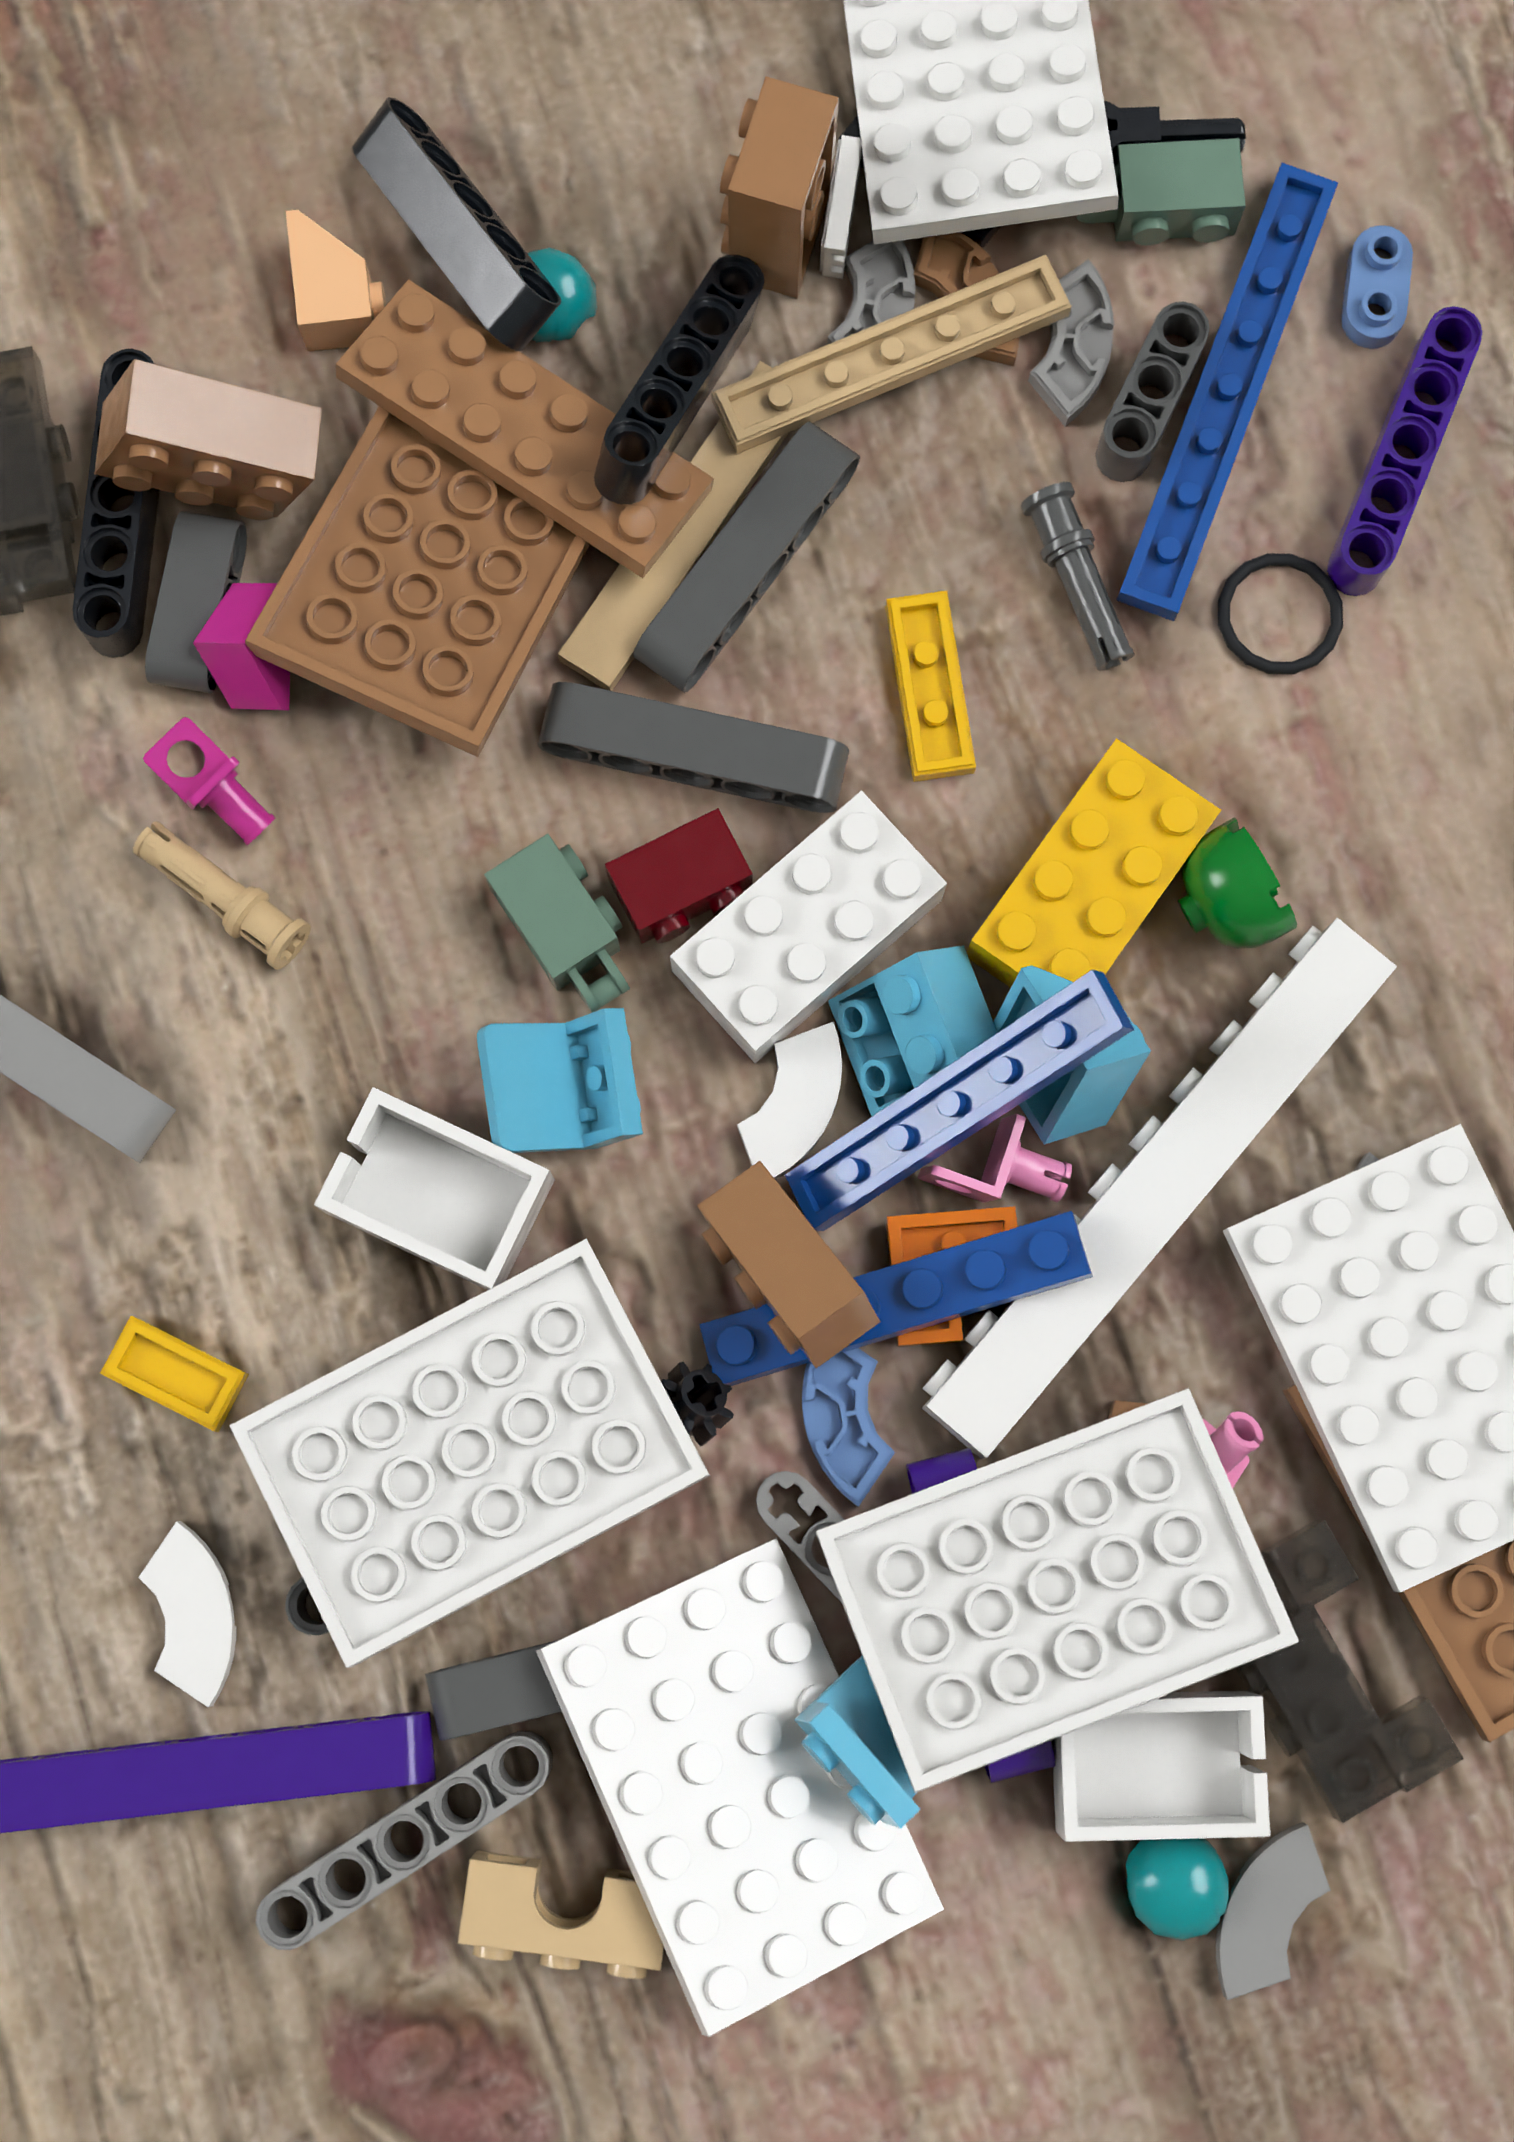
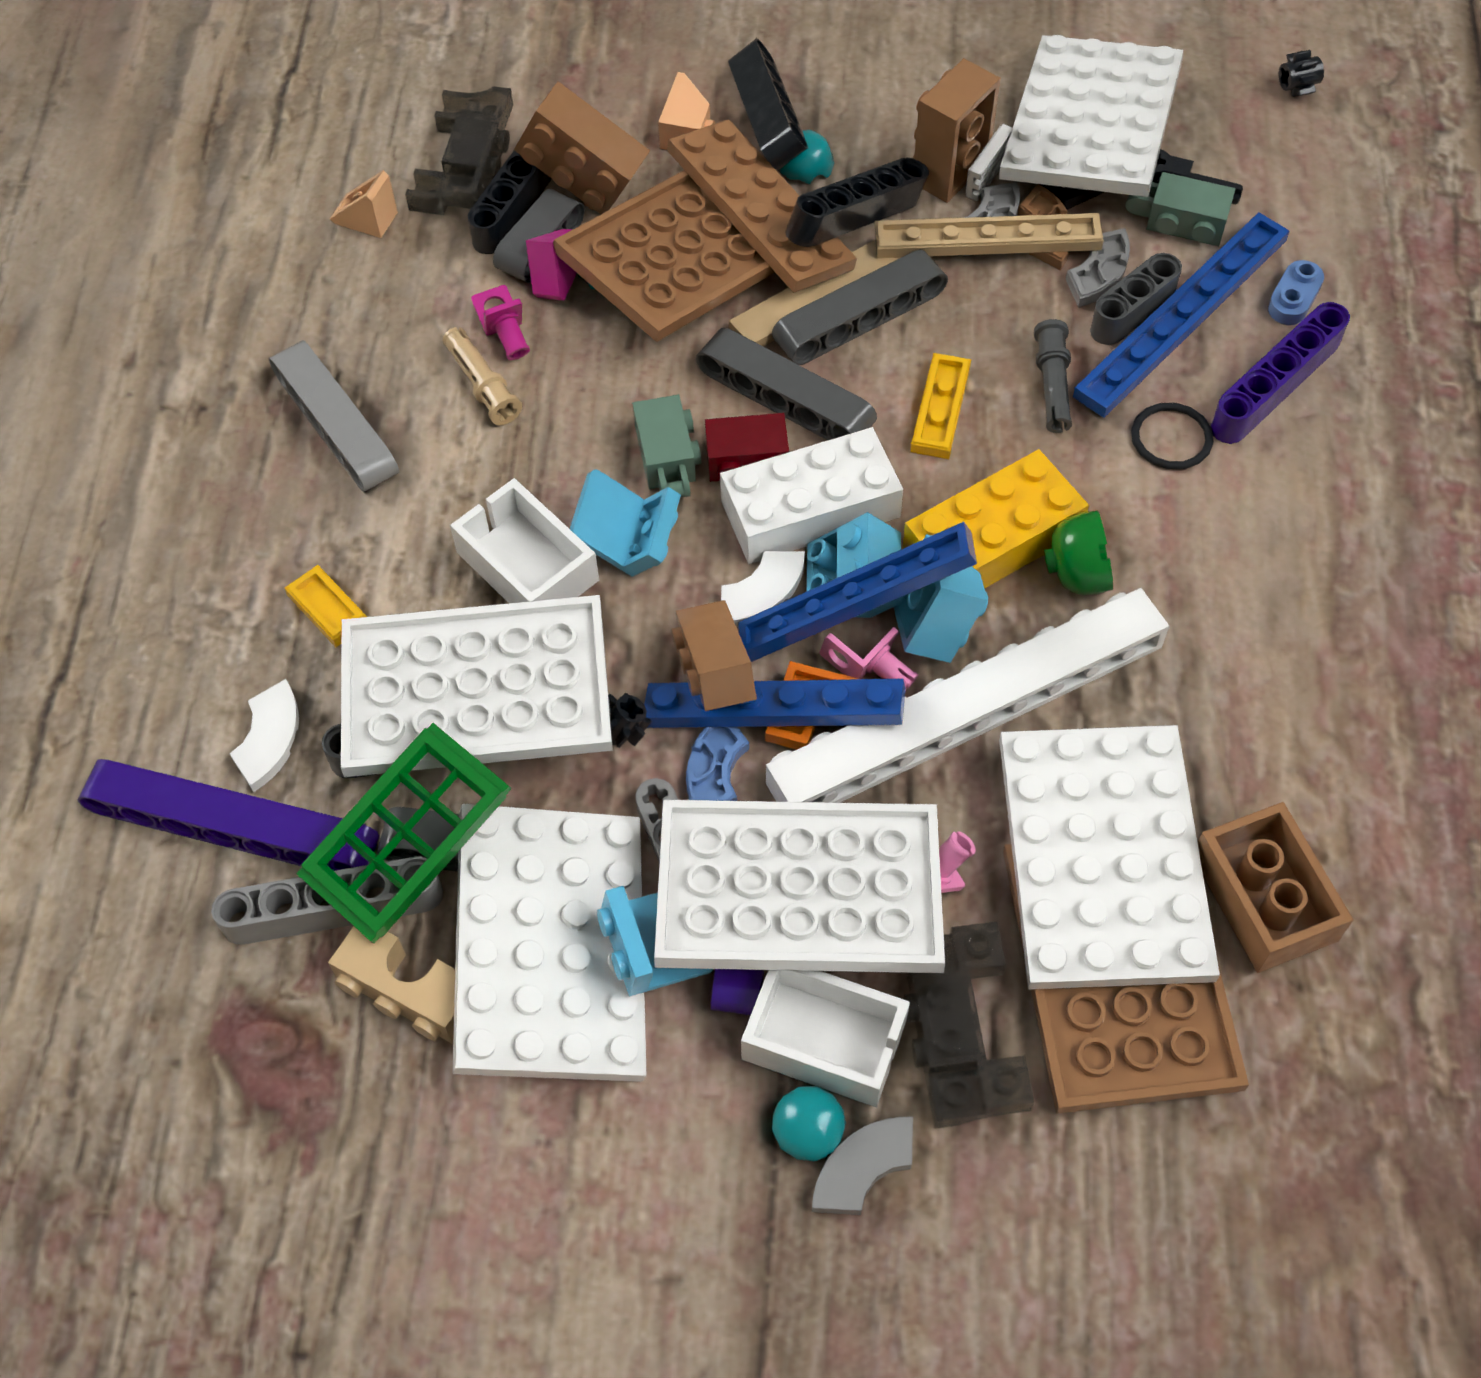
camera: 25 degrees right, 20 degrees down
(525, 1608) = (344, 897): none -> green piece

